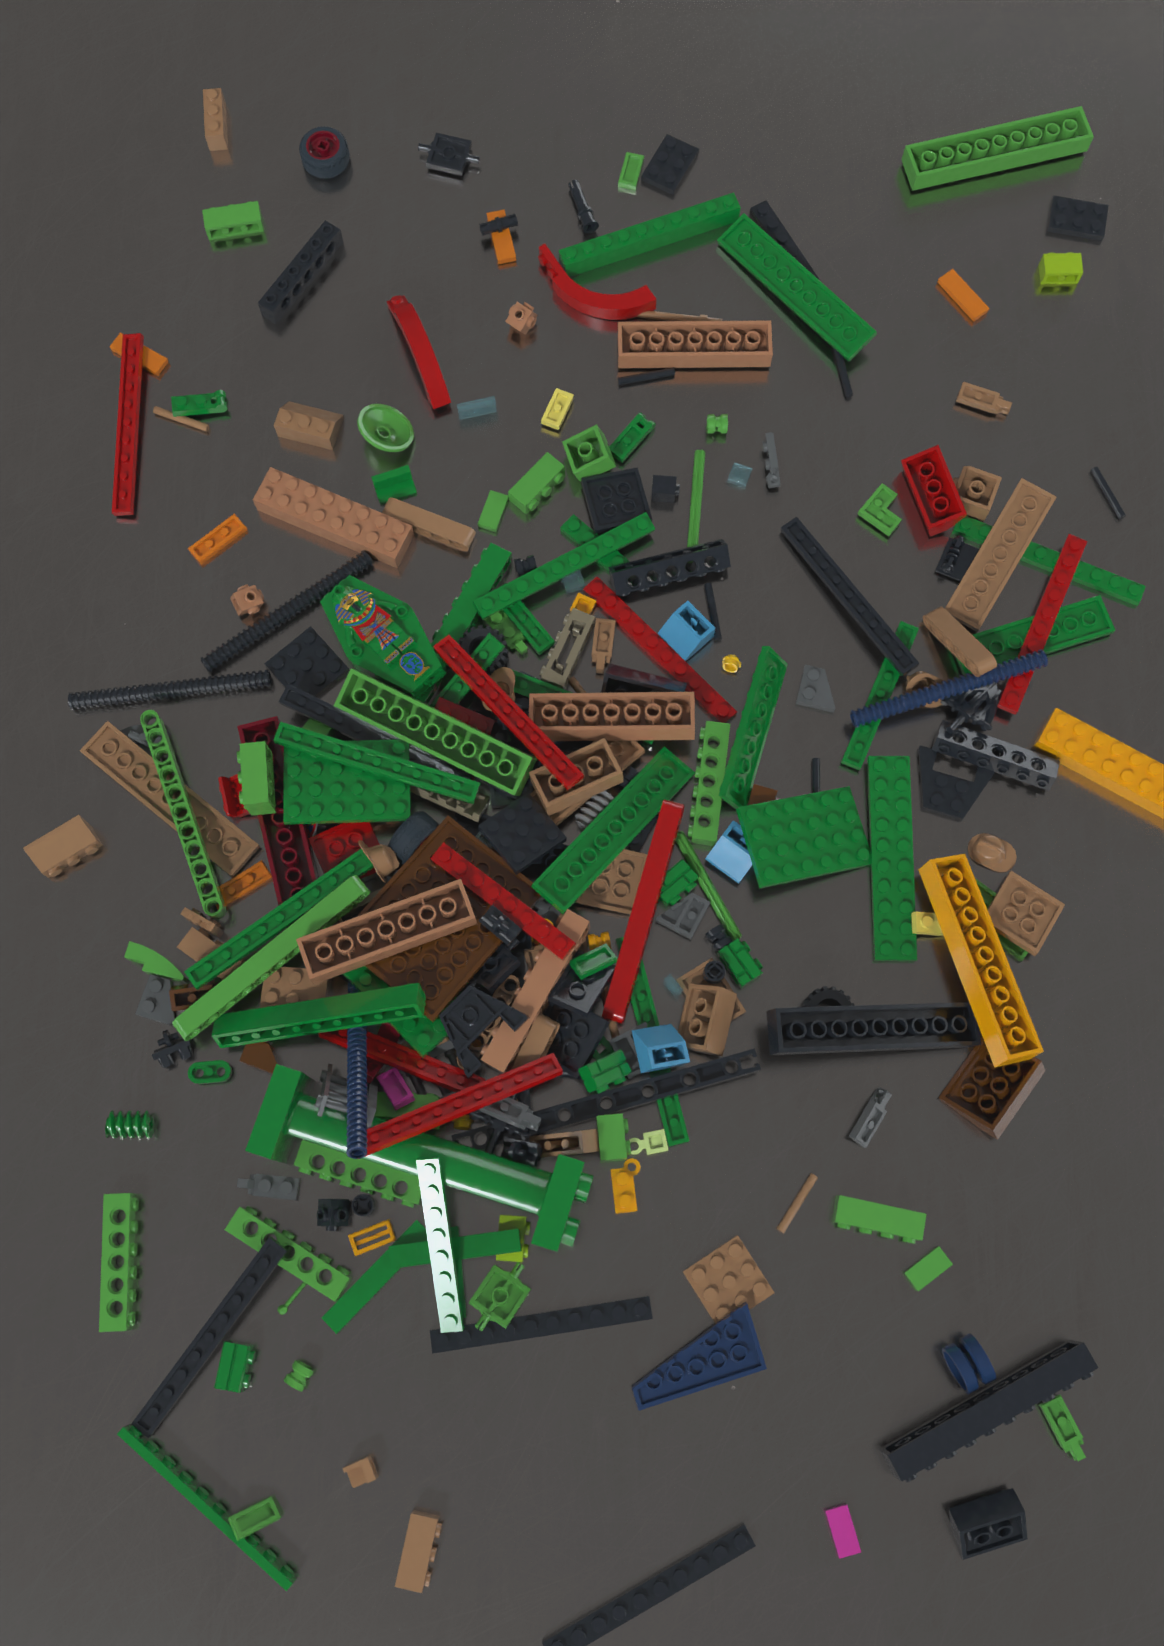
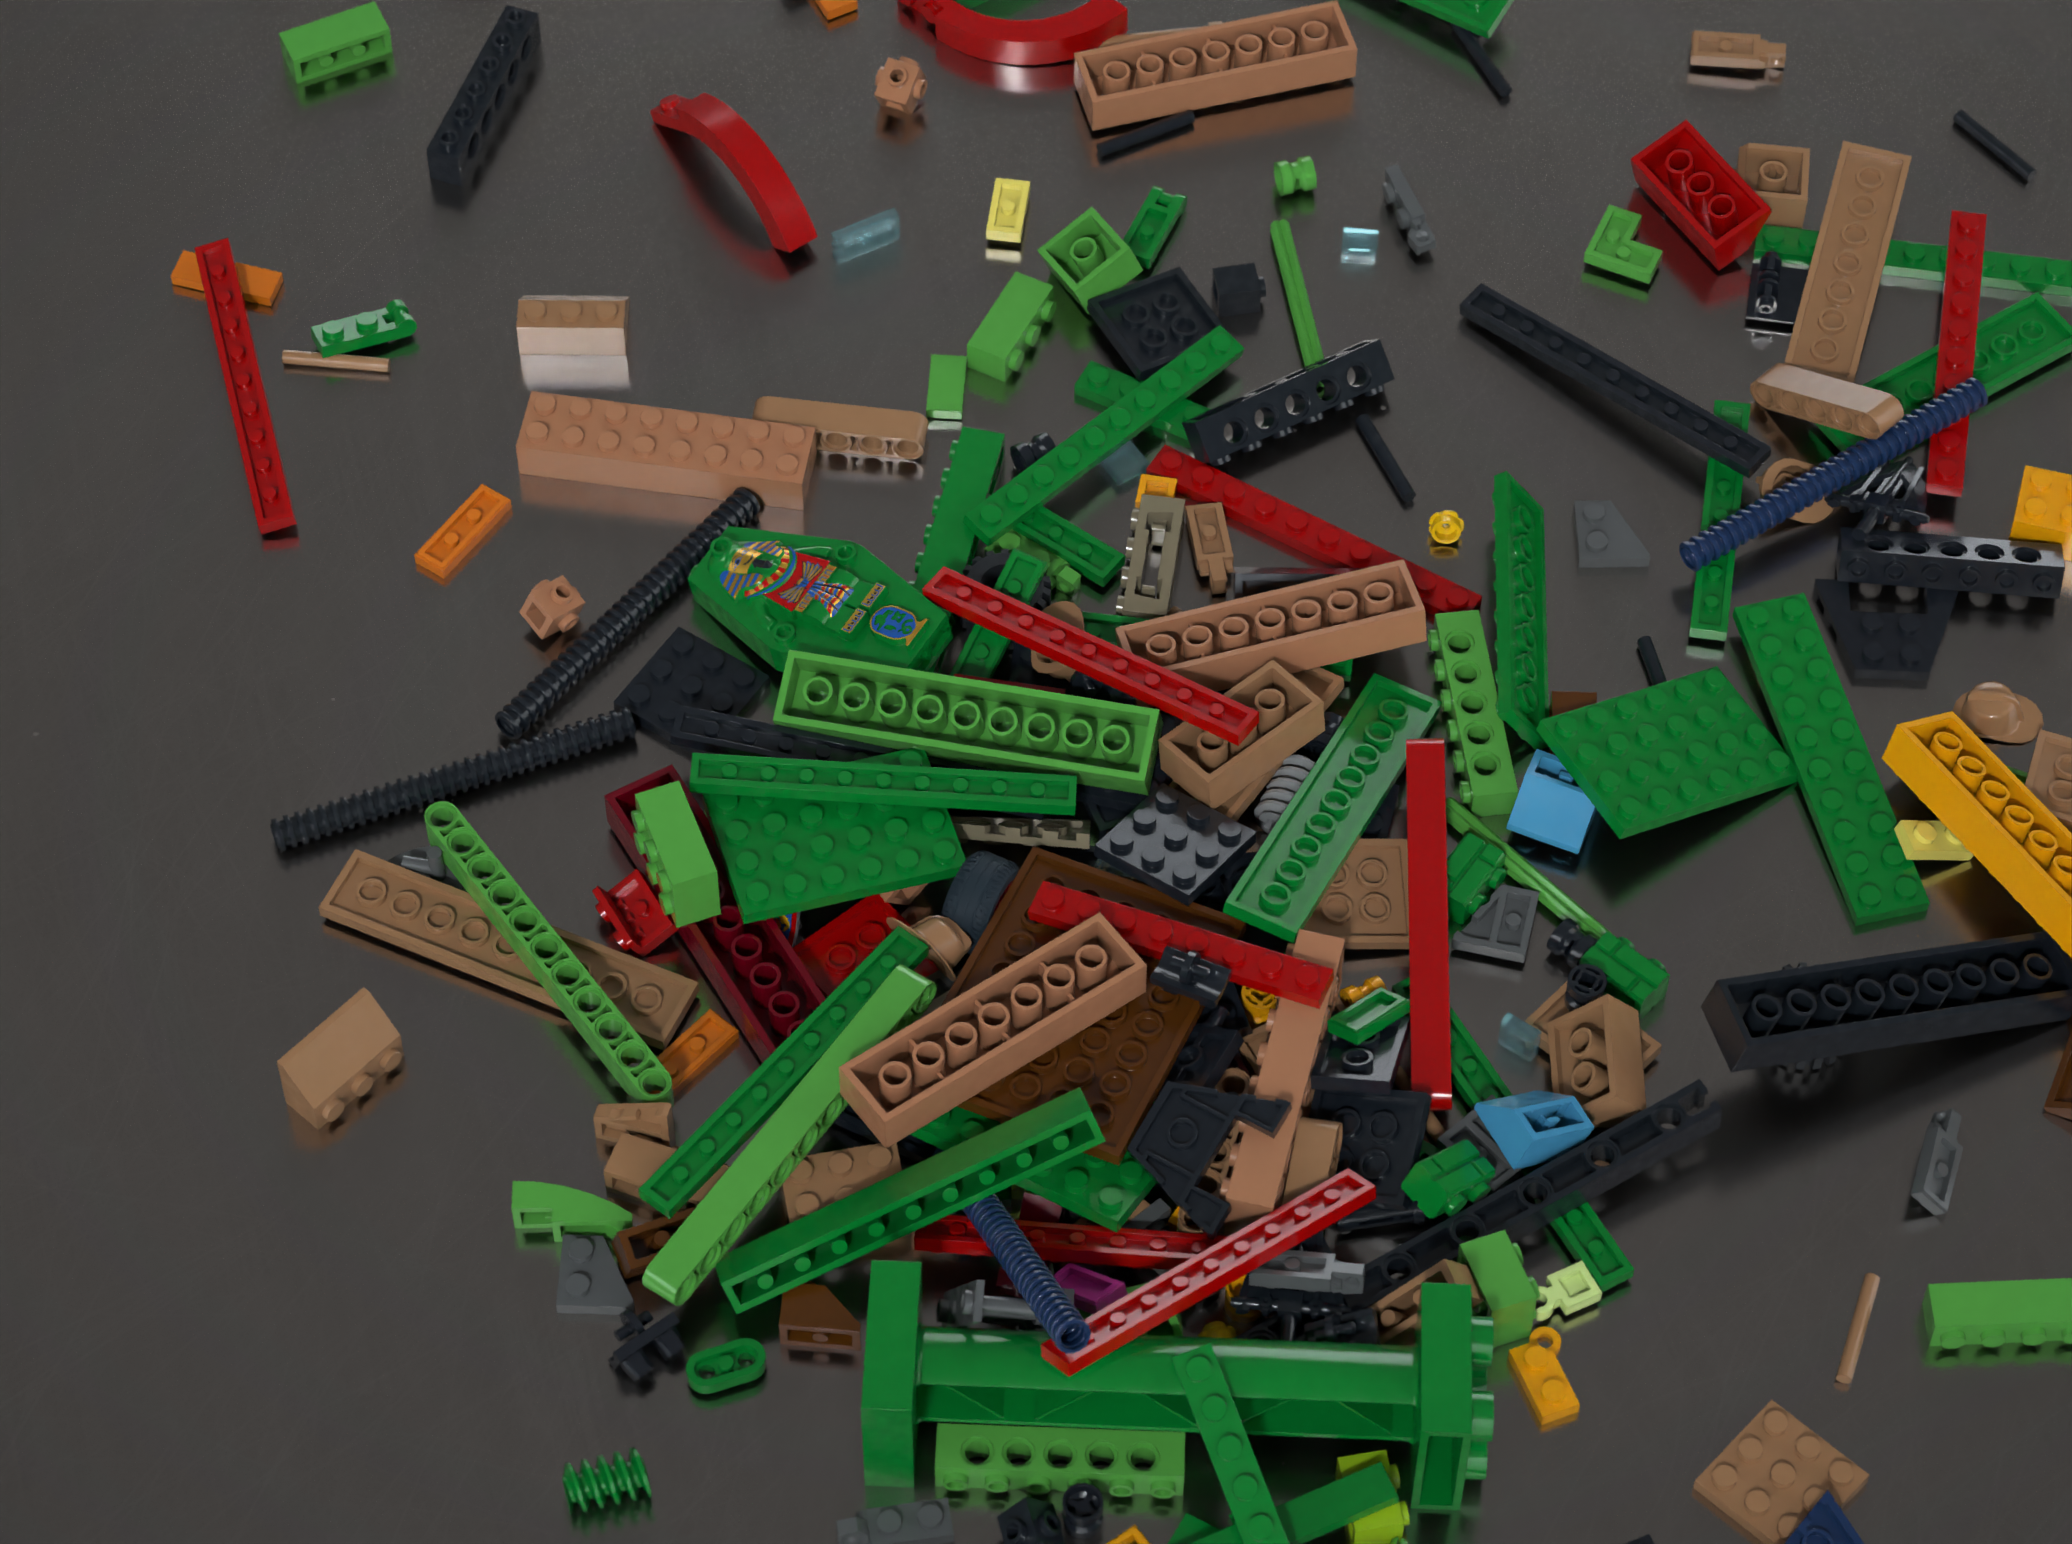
camera: 15 degrees left, 20 degrees down
(385, 428) = (715, 295): bright green dish -> none
(394, 484) = (753, 377): green panel -> none
(687, 631) = (1353, 488): dark azure slope -> none

